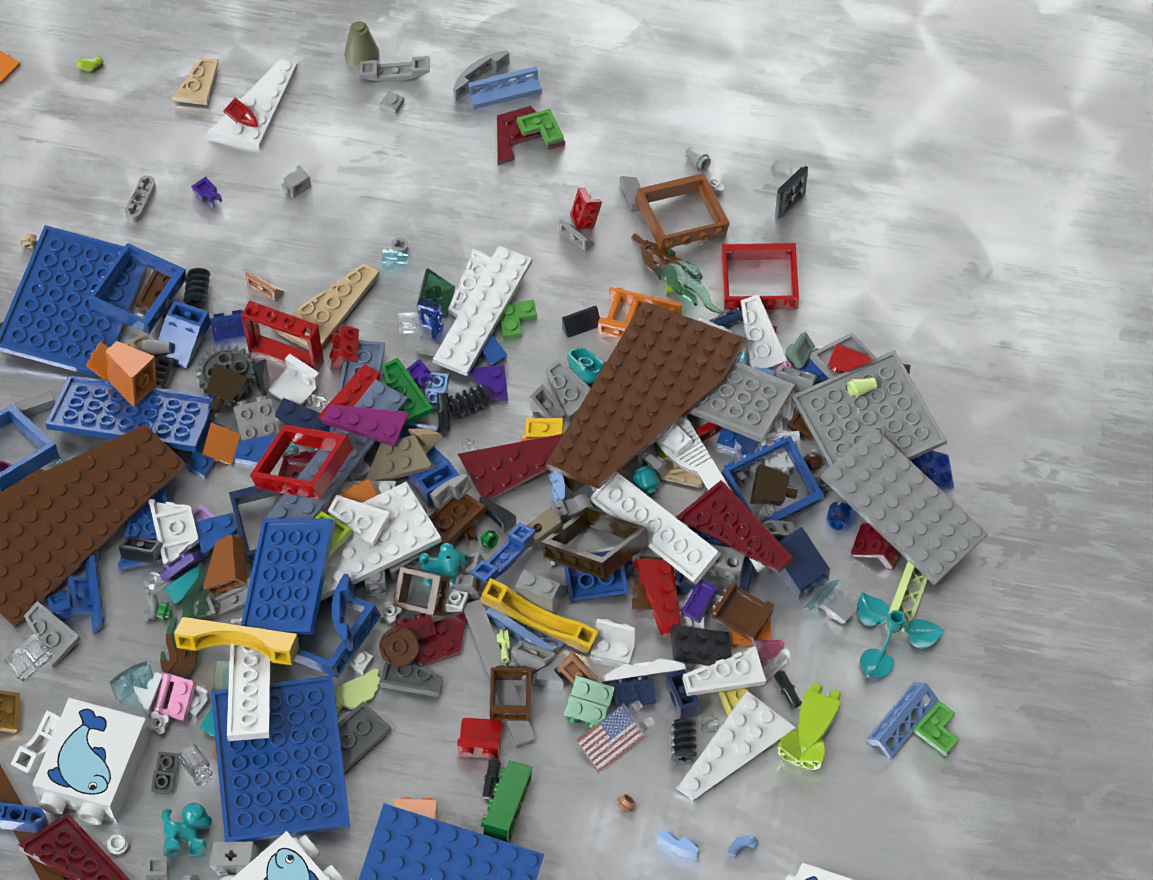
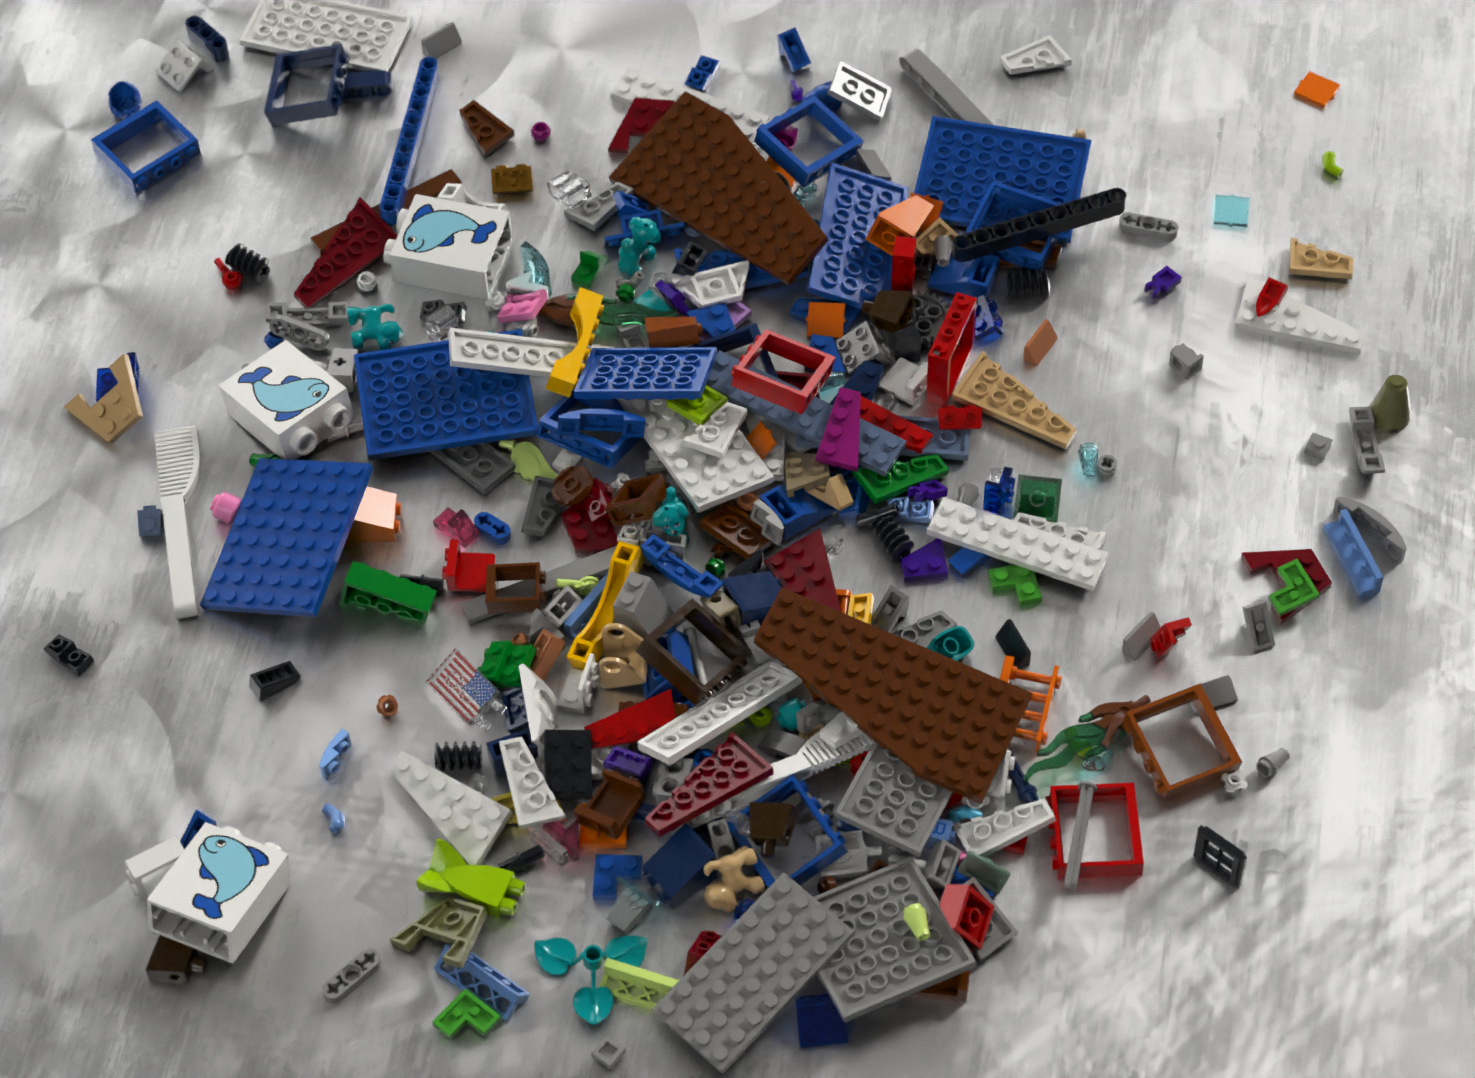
camera: 90 degrees right, 5 degrees down
(124, 600) = (633, 249): none -> teal animal
(126, 643) = (588, 268): none -> green slope
(129, 139) = (1231, 210): none -> clear light blue piece
(139, 223) = (1039, 225): none -> black beam
(180, 372) = (903, 264): none -> red arch
(427, 719) = (494, 525): none -> blue beam
(427, 753) = (457, 526): none -> clear pink slope
(529, 500) = (752, 594): none -> dark blue slope
(558, 697) = (520, 639): none -> nougat plate
(572, 156) = (1258, 626): none -> light grey slope
(582, 597) = (617, 651): none -> tan hose
(674, 490) = (781, 743): none -> light grey slope
(773, 280) = (1079, 833): none -> light grey axle
(796, 624) = (608, 868): none -> blue plate
(822, 534) = (722, 893): none -> tan animal
(853, 738) = (450, 922): none -> olive wing
(915, 829) = (334, 981): none -> light grey beam
(967, 621) = (608, 1052): none -> light grey plate

